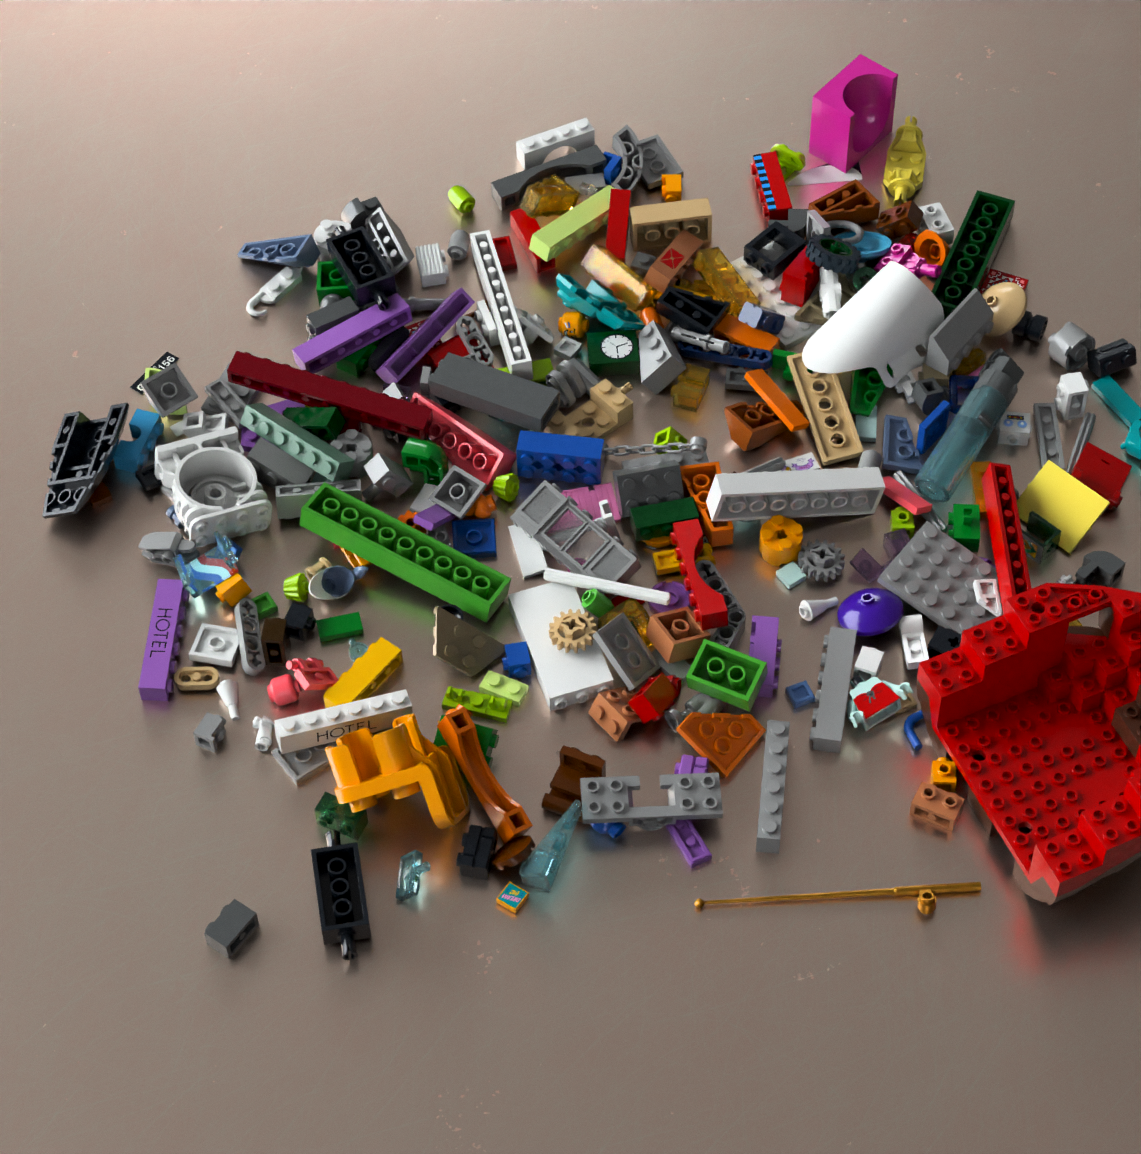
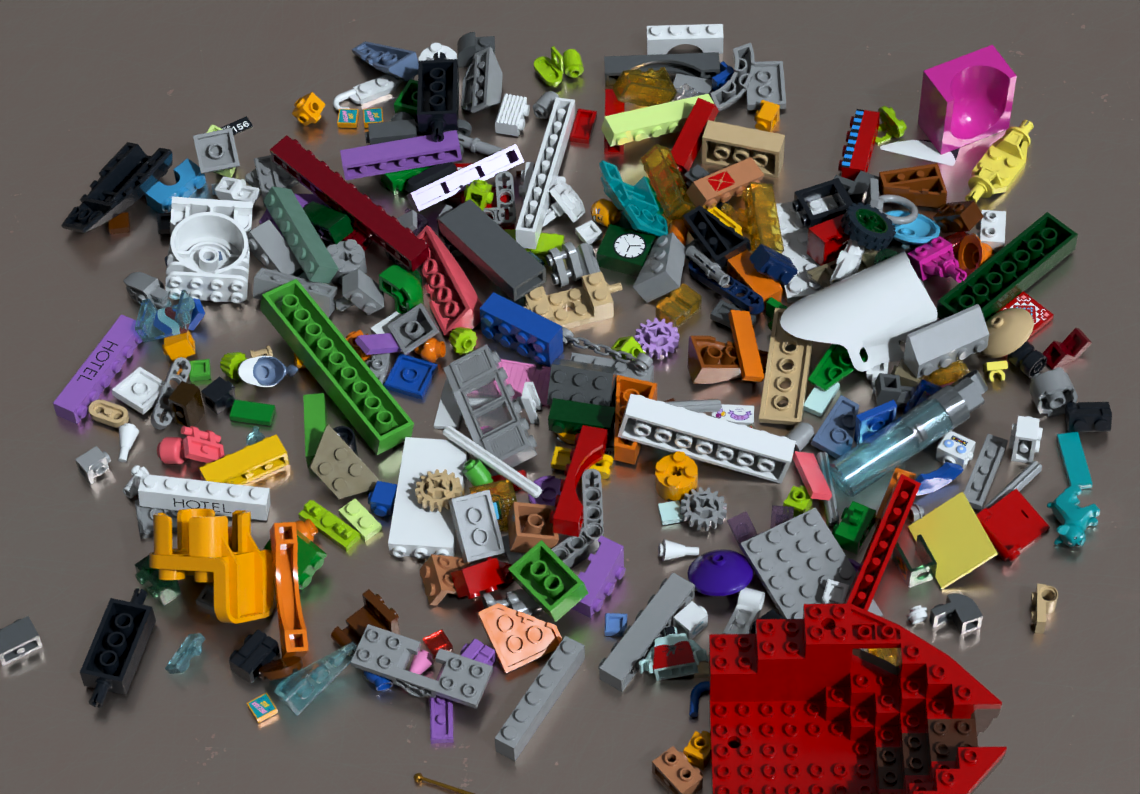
camera: 25 degrees right, 0 degrees up
(229, 323) = (308, 109): none -> light orange brick
(271, 320) = (348, 118): none -> tile
(295, 311) = (372, 115): none -> teal tile
(401, 814) = (206, 598): none -> light grey tile
(412, 618) = (314, 423): none -> bright green brick
(441, 211) = (549, 69): none -> lime bracket
(451, 343) = (479, 193): none -> lime brick
(642, 797) = (421, 662): none -> bright pink cone
(647, 774) = (436, 641): none -> clear red tile
(689, 420) = (657, 337): none -> lavender gear
(1006, 343) = (995, 367): none -> light yellow tile
(1016, 453) = (938, 478): none -> blue tile
(1058, 305) = (1067, 351): none -> dark red slope

